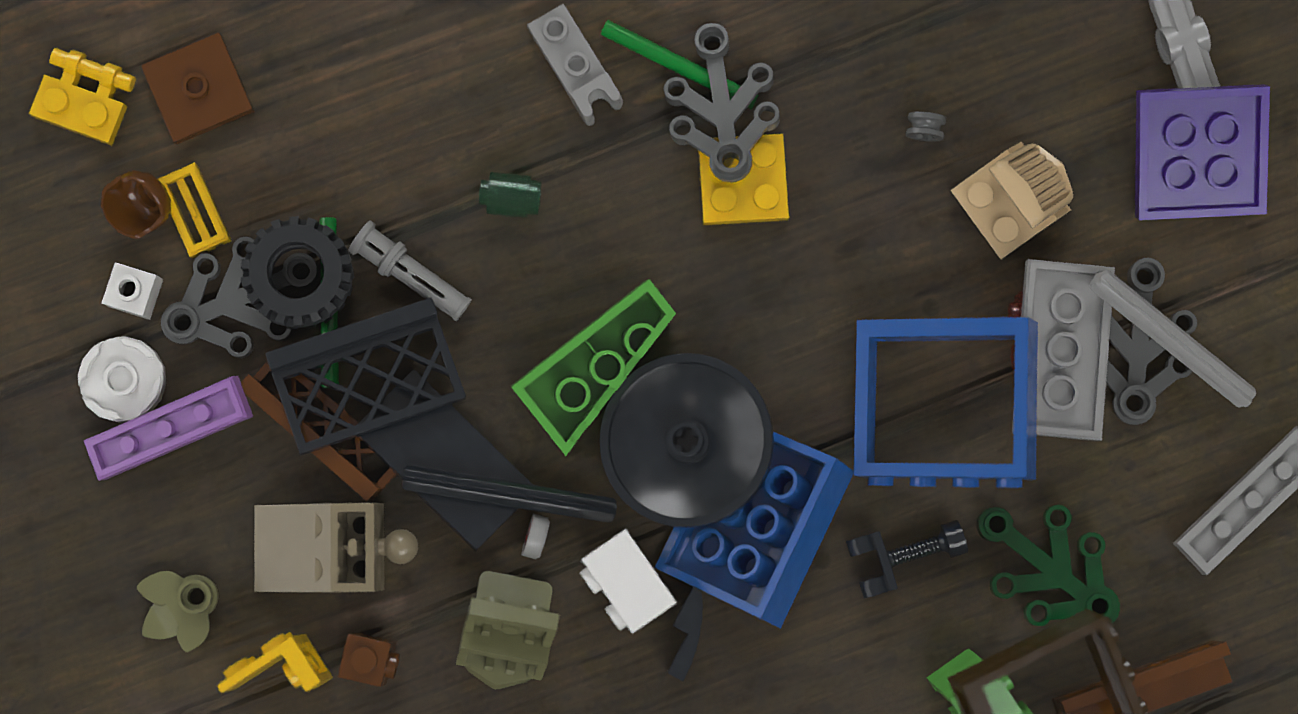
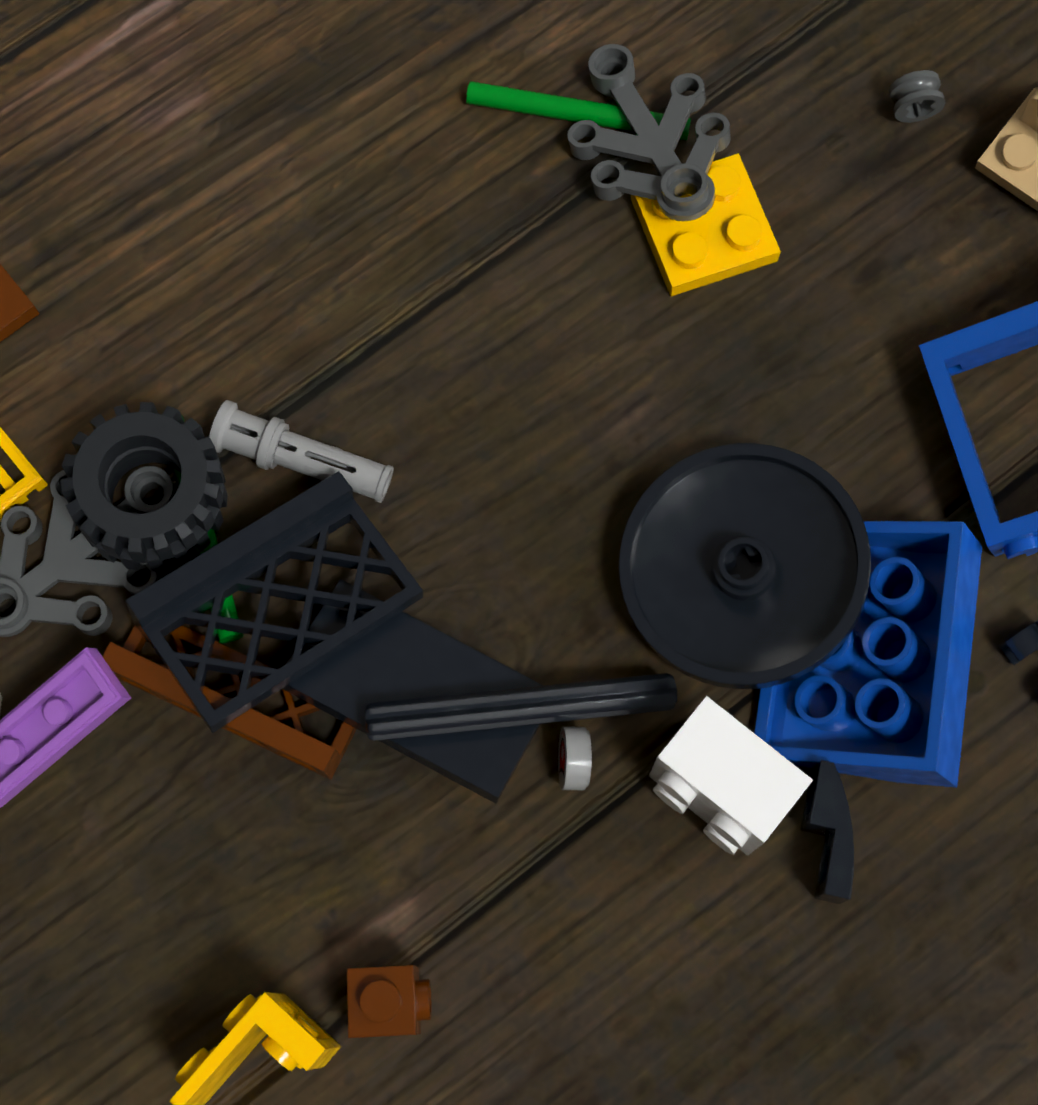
camera: 10 degrees left, 10 degrees down
(174, 611) = (84, 1013): olive plate -> none
(320, 547) = (273, 863): dark tan slope -> none
(508, 630) = (577, 903): olive piece -> none
(510, 195) = (408, 319): clear green brick -> none
(574, 62) = (445, 142): light grey plate -> none
(586, 371) = (573, 518): bright green wedge -> none

